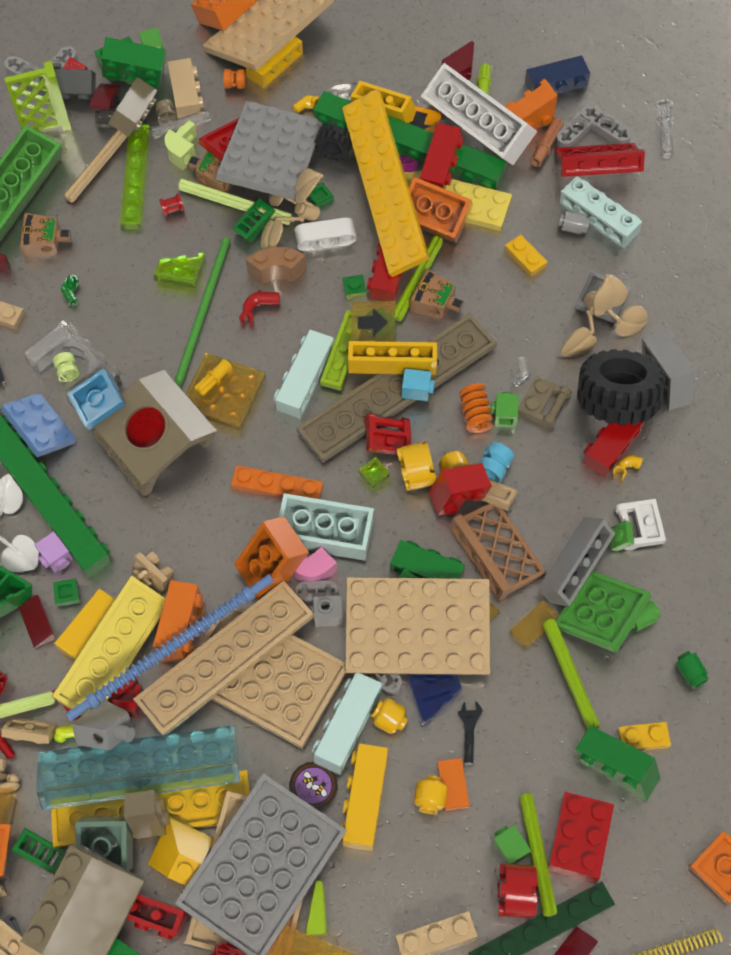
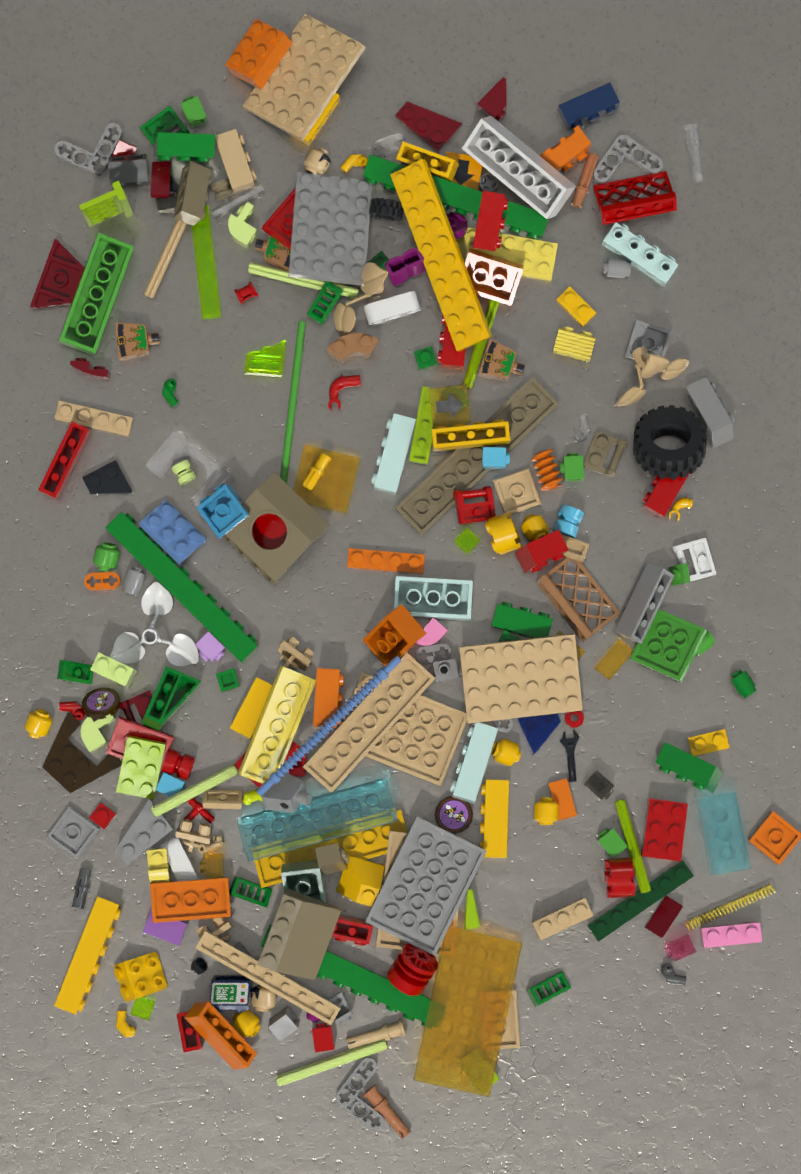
camera: 10 degrees left, 20 degrees up
(37, 622) = (208, 708): dark red slope -> none
(229, 79) = (276, 144): orange wheel -> none
(269, 95) = (317, 161): none -> tan head
(345, 194) = (405, 266): none -> magenta brick
(388, 77) = (428, 125): none -> dark red wing
(439, 428) = (517, 492): none -> tan tile
(478, 693) = (569, 722): none -> red plate
(484, 79) = (519, 116): lime axle -> none
(501, 771) = (599, 785): none -> clear smoke brick
(519, 288) = (574, 344): none -> light yellow brick
(571, 674) = (647, 699): lime axle -> none
(657, 852) = (722, 833): none -> clear light blue brick

